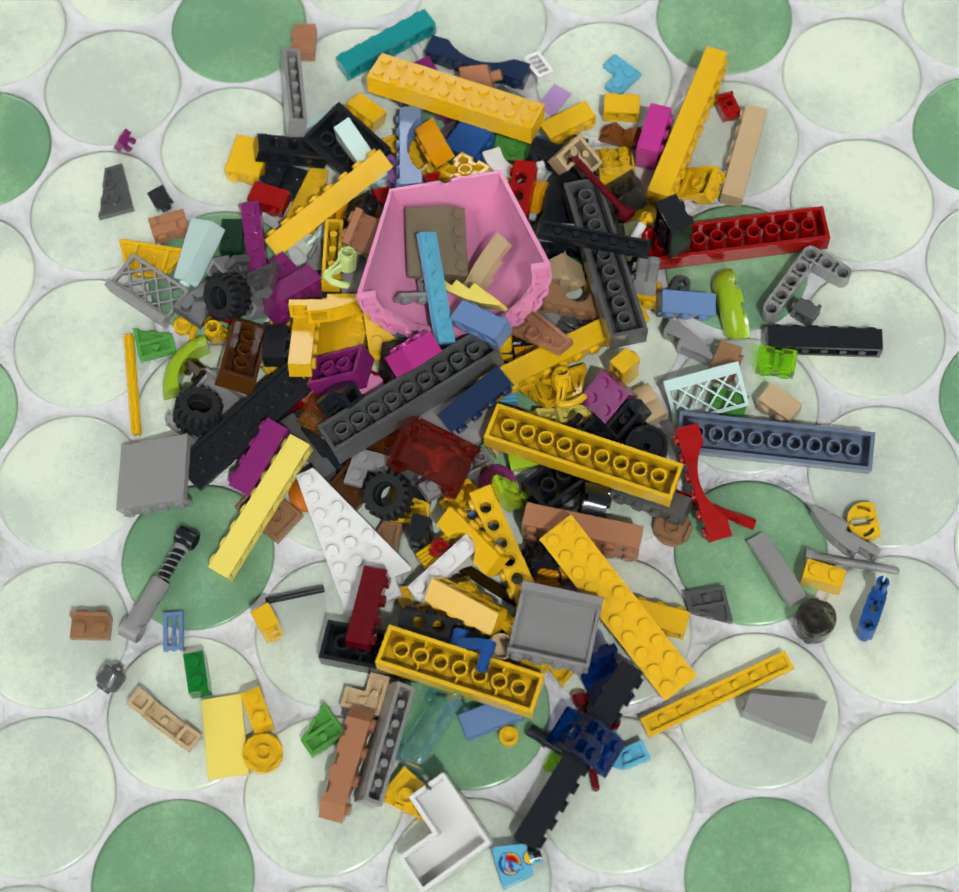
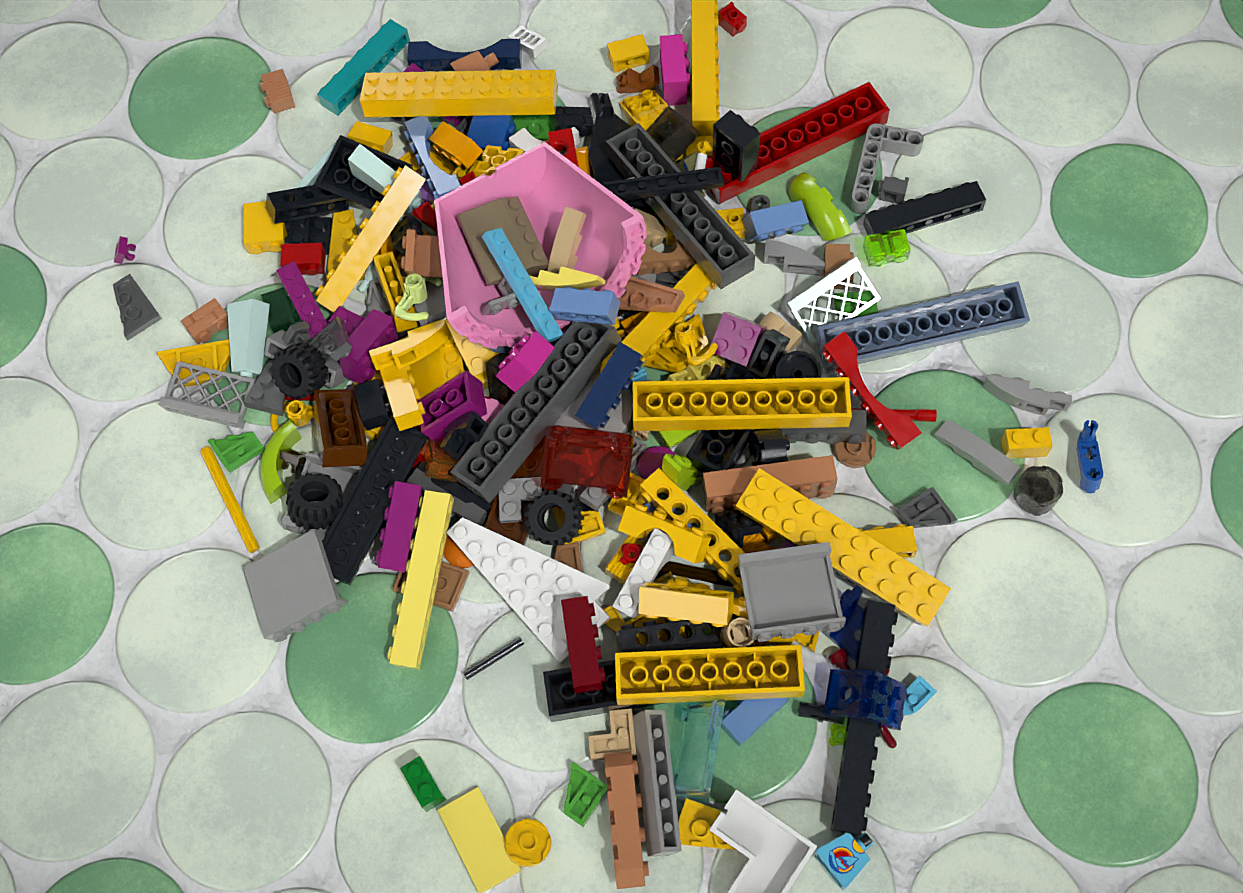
camera: 20 degrees left, 0 degrees up
(91, 625) = (283, 774): medium nougat bracket -> none
(110, 678) = (328, 824): dark grey head -> none
(135, 625) = (333, 756): piece -> none
(160, 199) = (186, 296): black bracket -> none
(164, 720) = (405, 848): tan slope -> none
(174, 647) = (384, 764): medium blue tile -> none
(182, 326) = (260, 420): yellow tile -> none
(257, 711) = (504, 798): yellow brick -> none
(267, 623) = (478, 700): yellow brick -> none
(293, 92) = (287, 142): light grey brick -> none
(419, 532) = (601, 544): black brick -> none
(484, 647) = (729, 639): blue beam -> none
(508, 736) = (780, 724): yellow tile -> none
(555, 99) = (560, 63): lavender sticker -> none
(569, 122) = (582, 83): yellow brick -> none
(578, 147) = (606, 111): tan brick -> none
(623, 74) = (615, 21): medium azure plate -> none
(624, 212) = (680, 148): dark red piece -> none
(625, 365) = (742, 300): yellow brick -> none
(645, 275) = (726, 203): light grey brick -> none
(701, 184) = (741, 98): yellow plate -> none
(716, 694) = (972, 601): yellow plate -> none
(743, 155) = (768, 61): tan brick -> none
(778, 404) = (907, 288): tan brick -> none
(785, 714) = (1056, 594): light grey slope -> none
(809, 553) = (1003, 424): light grey piece -> none
(867, 511) = (1039, 362): yellow piece -> none

